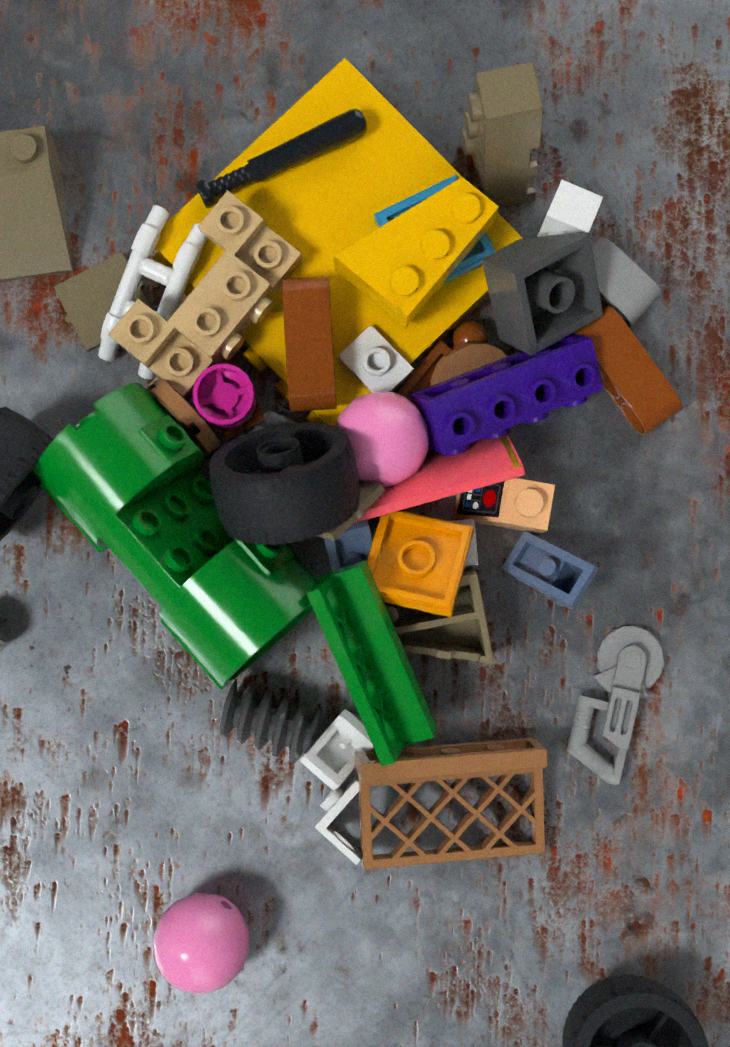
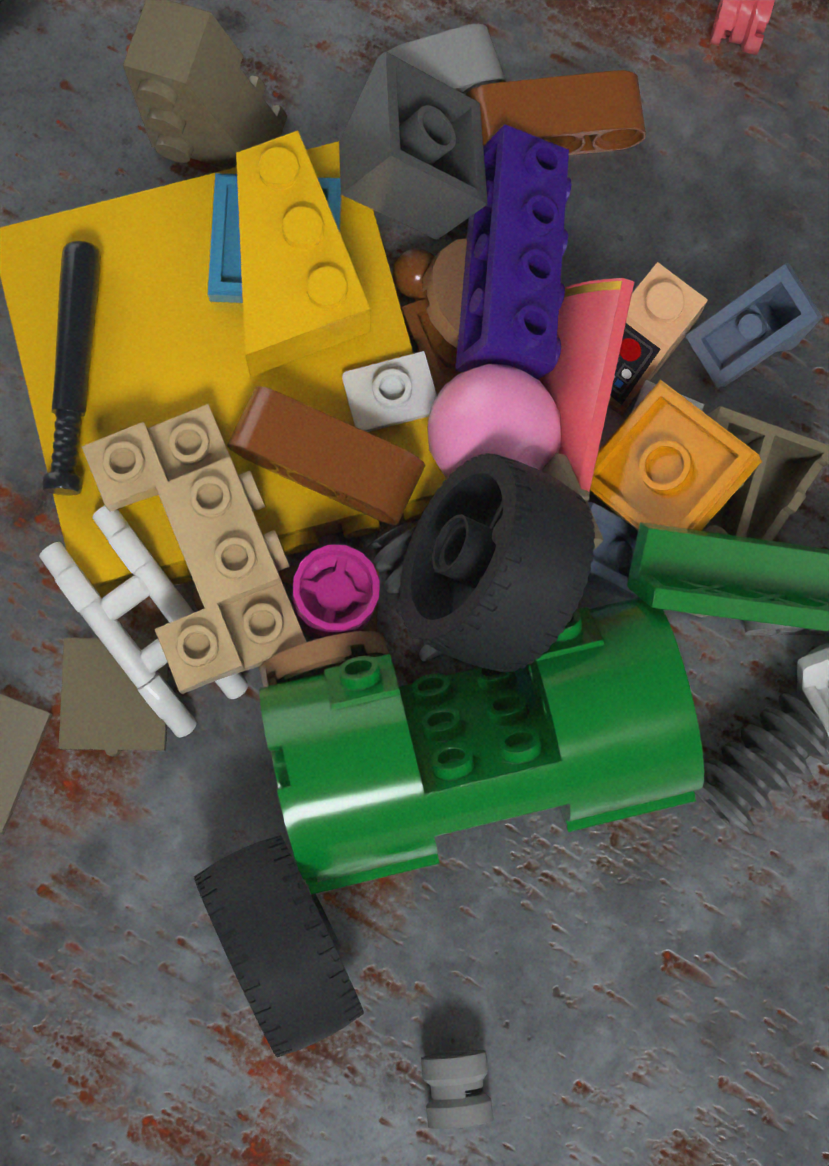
camera: 65 degrees left, 5 degrees down
(570, 211) = (333, 76): white brick -> none

